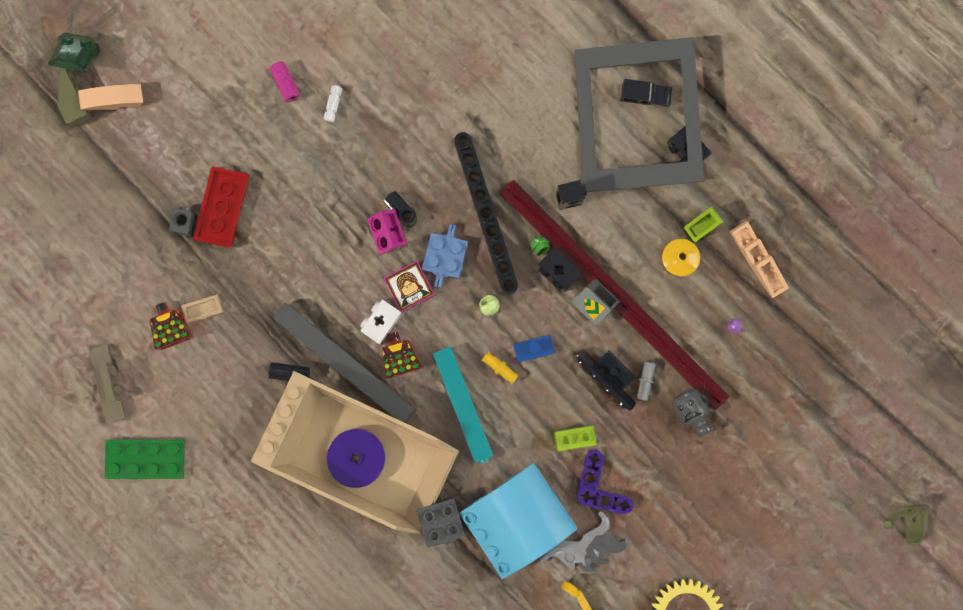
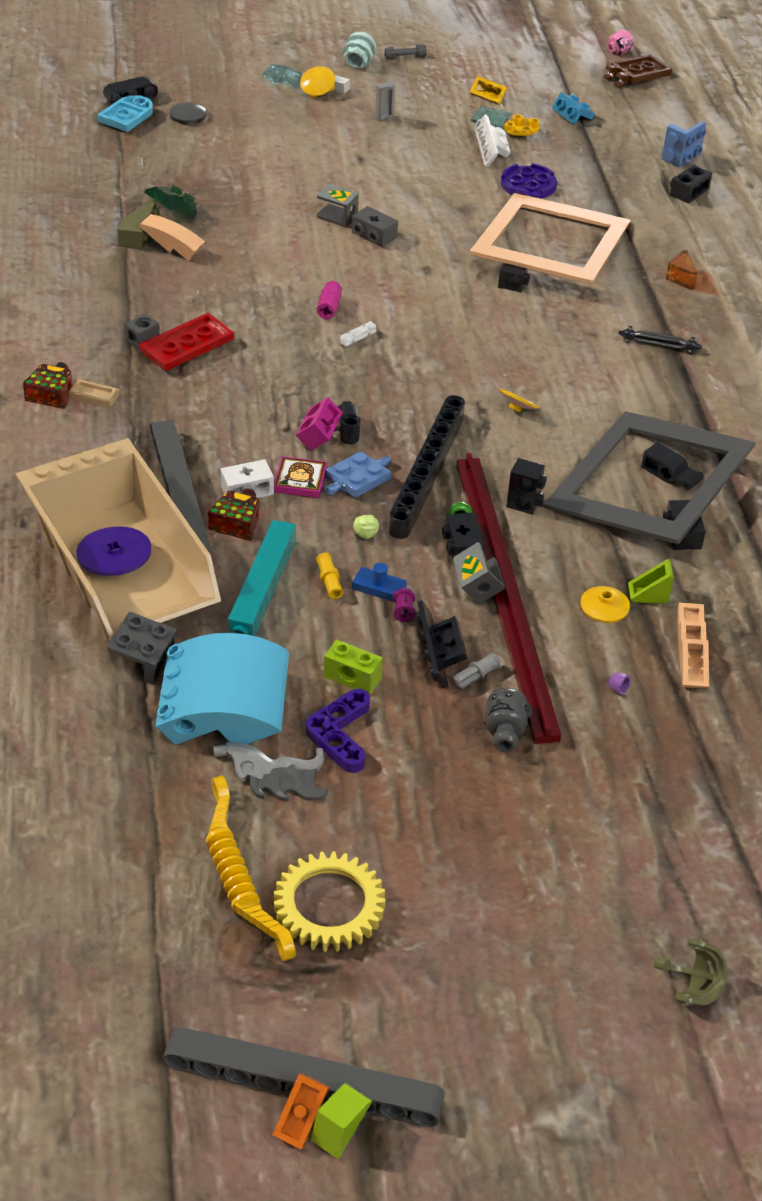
camera: 35 degrees right, 40 degrees down
(499, 97) = (517, 402): none -> yellow dish
(565, 359) = (404, 605): none -> magenta bush

